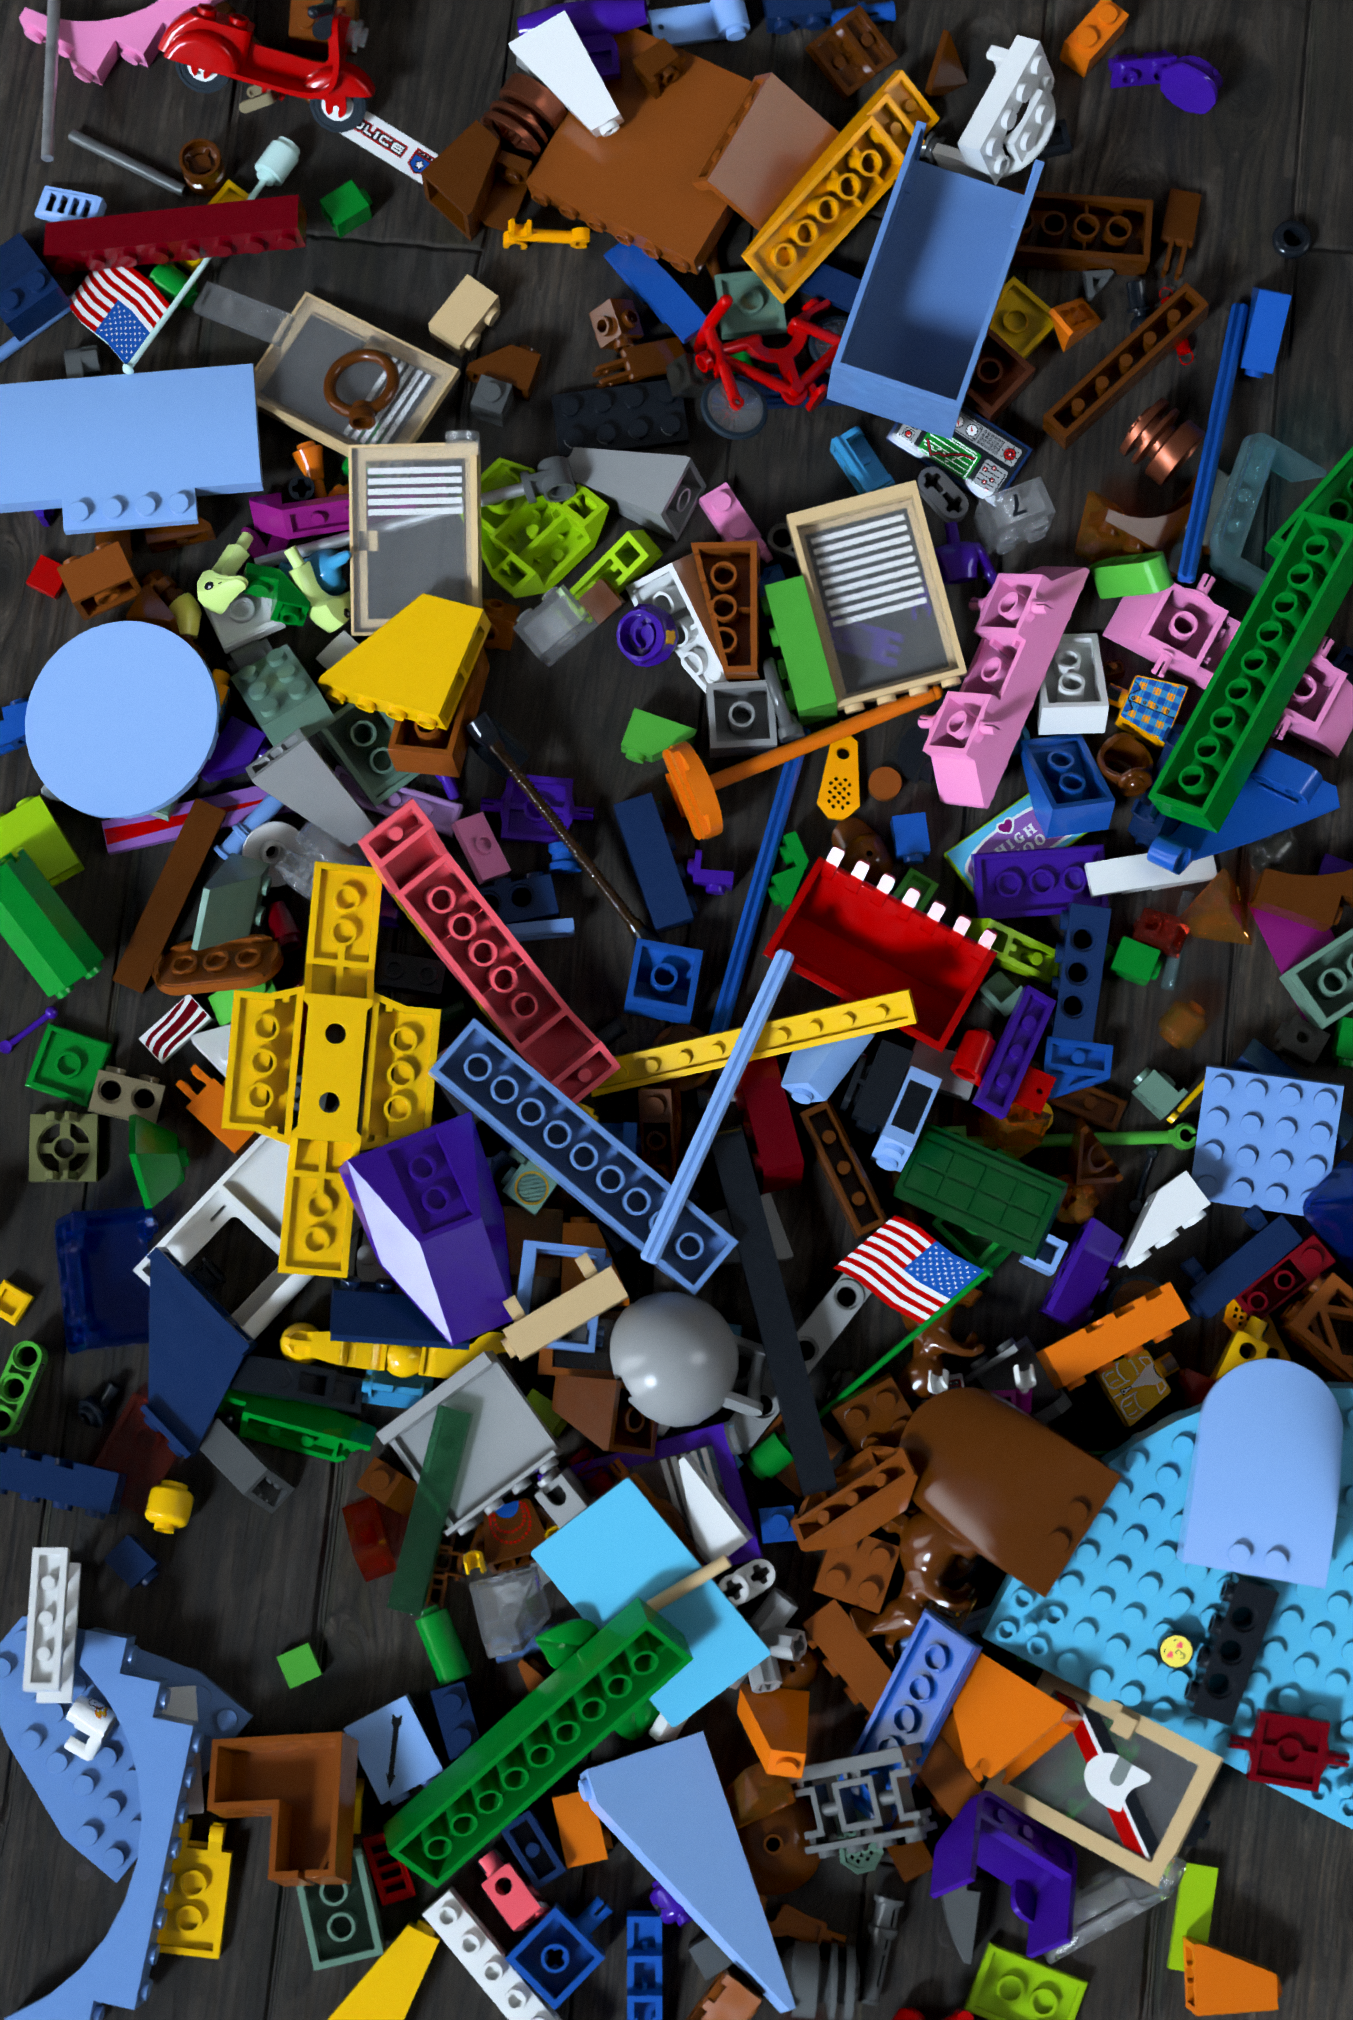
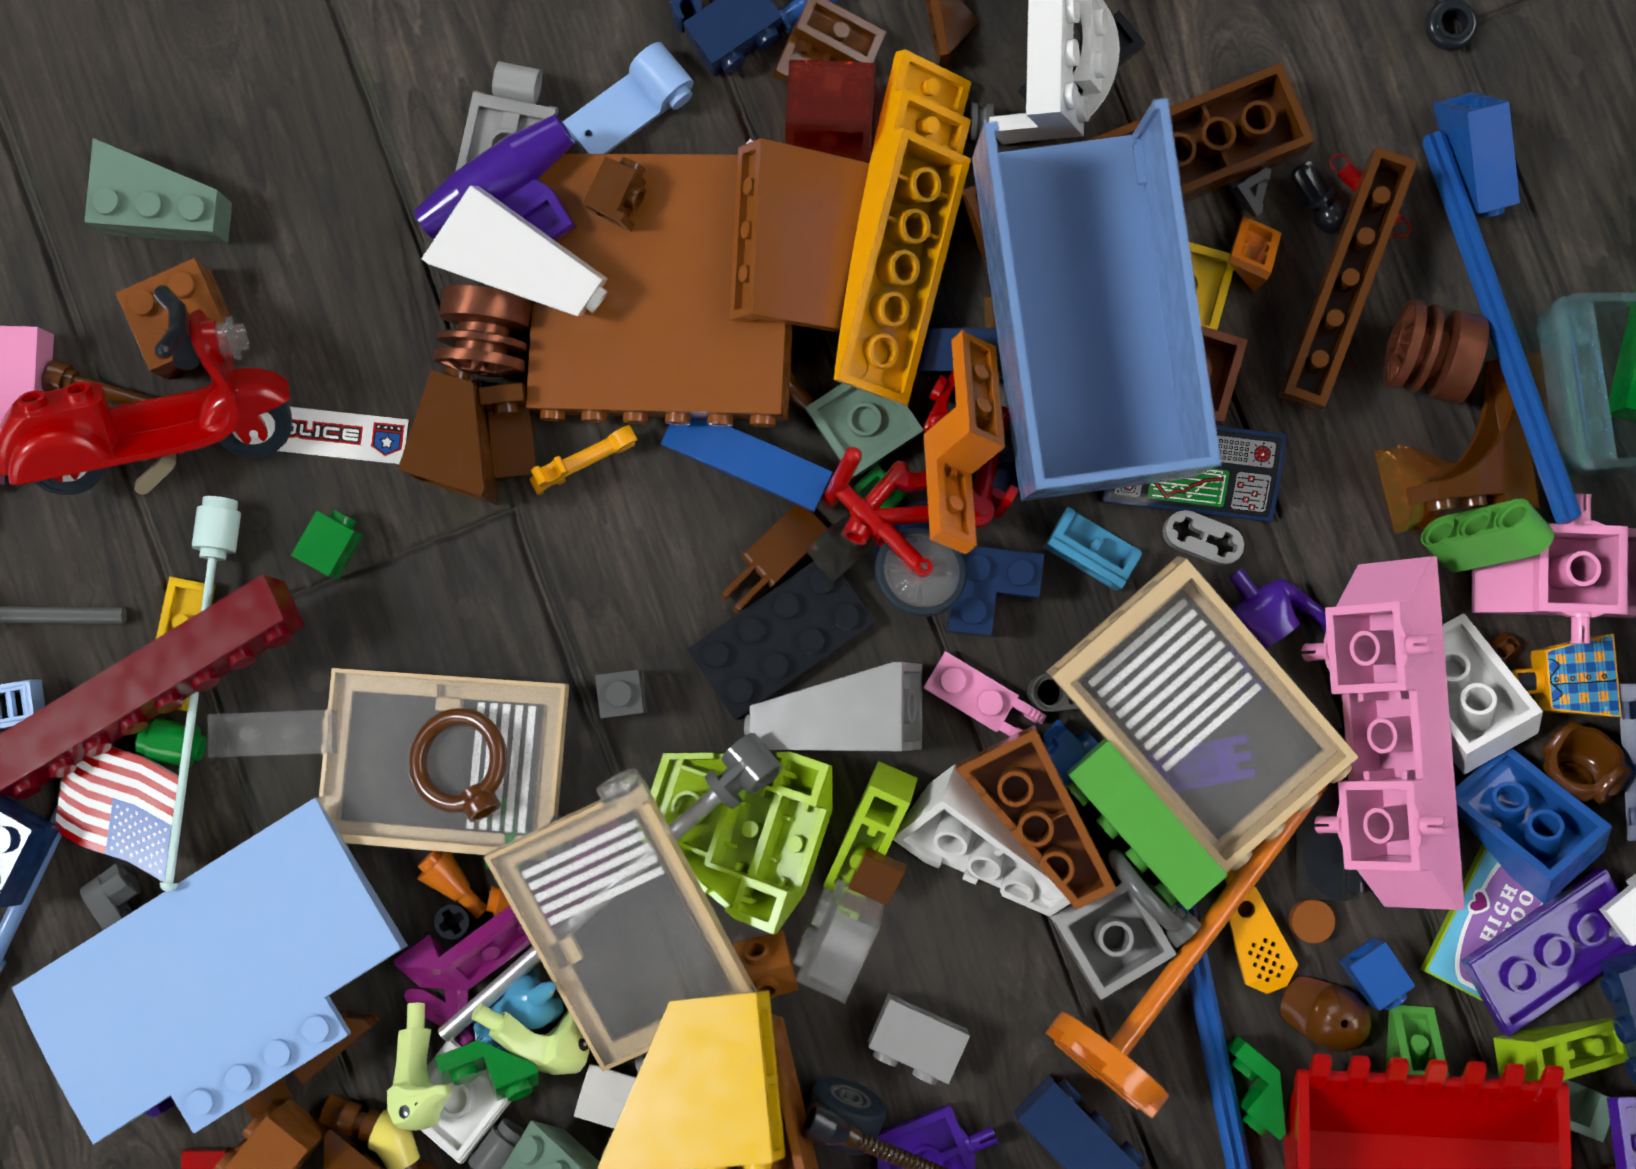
camera: 25 degrees left, 5 degrees up
(202, 167) = (120, 579): reddish brown wheel -> none
(465, 316) = (537, 605): tan brick -> none
(511, 365) = (622, 645): reddish brown slope -> none
(573, 725) = (917, 1040): none -> light grey brick
(616, 324) = (722, 528): reddish brown brick -> none
(647, 635) = (948, 887): dark purple hat -> none
(651, 734) = (1019, 1006): bright green slope -> none
(713, 881) = (1173, 1144): dark purple bracket -> none
(778, 444) = (988, 575): none -> dark blue brick
(805, 336) = (963, 443): none -> orange bracket
(834, 83) = (831, 107): none -> clear red slope
(1014, 516) = (1309, 529): clear brick -> none
(1179, 226) = (1316, 78): reddish brown arm -> none

